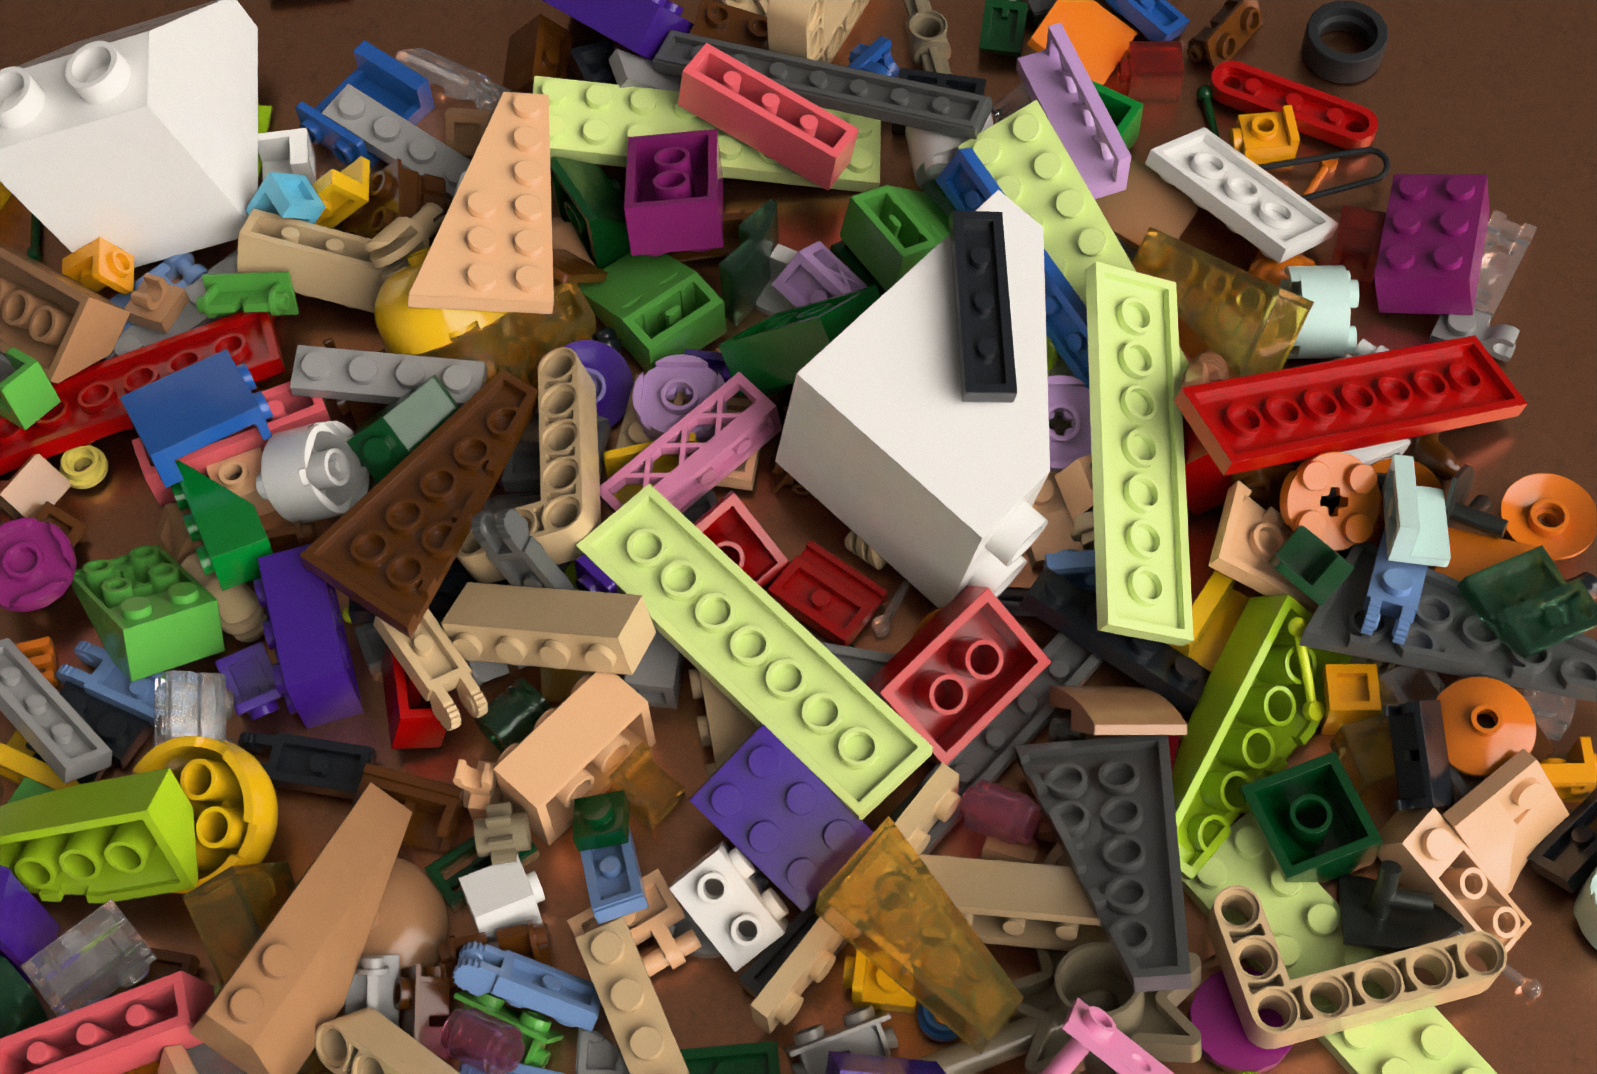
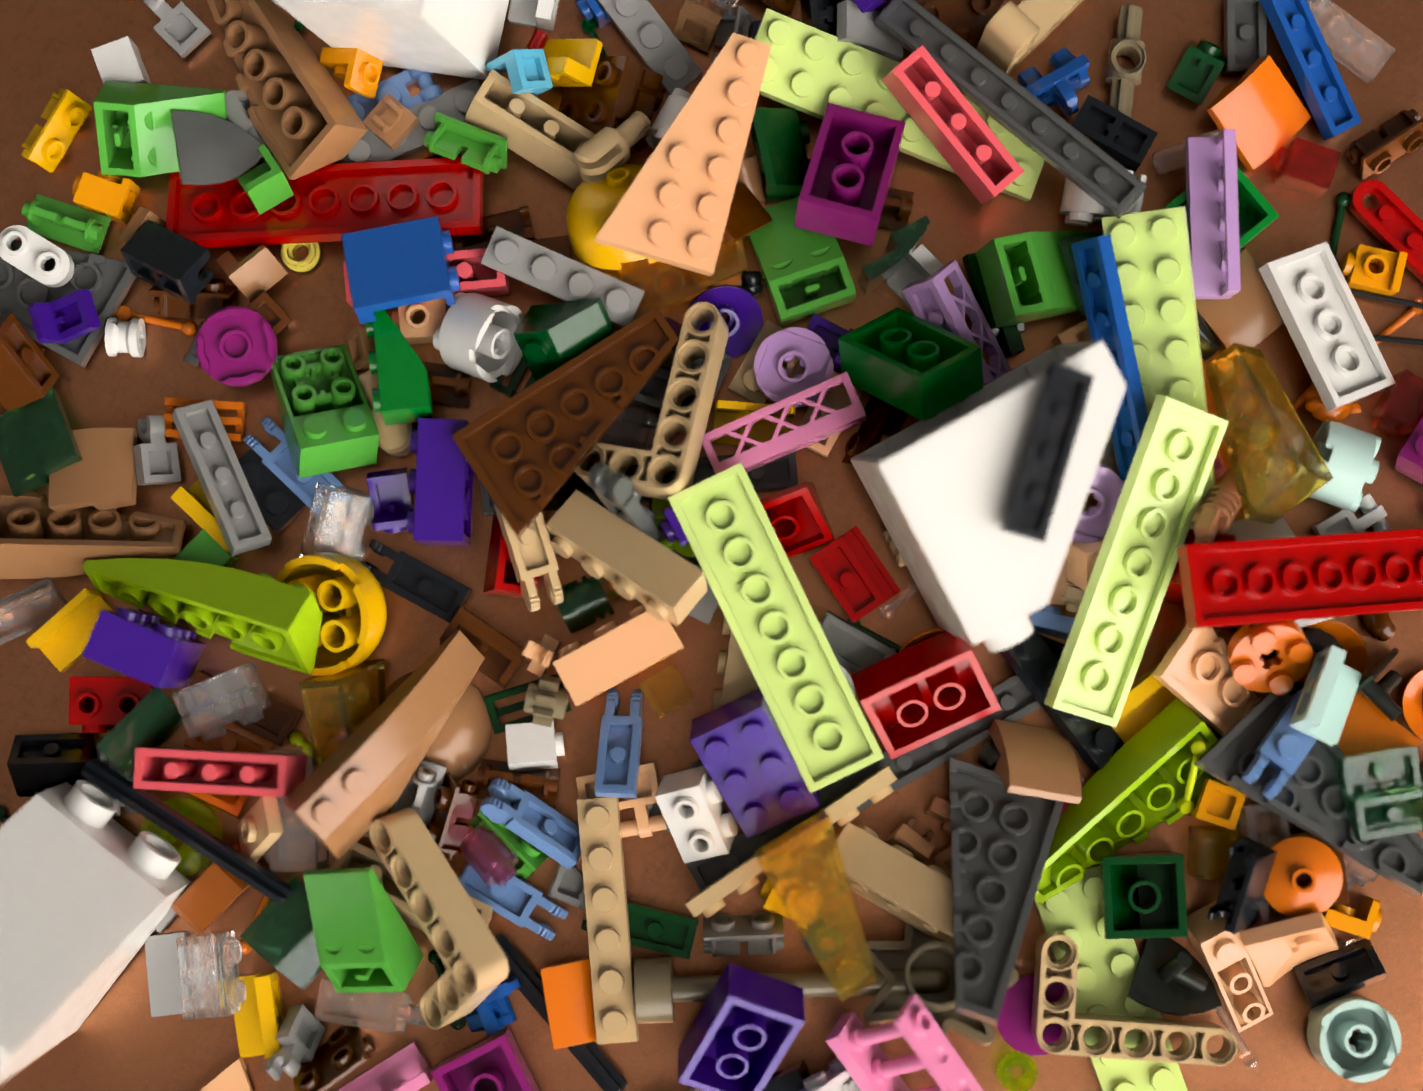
camera: 15 degrees right, 25 degrees up
(601, 820) = (622, 715): dark green plate -> none
(999, 812) = (918, 811): clear pink brick -> none
(1311, 565) = (1229, 708): dark green panel -> none

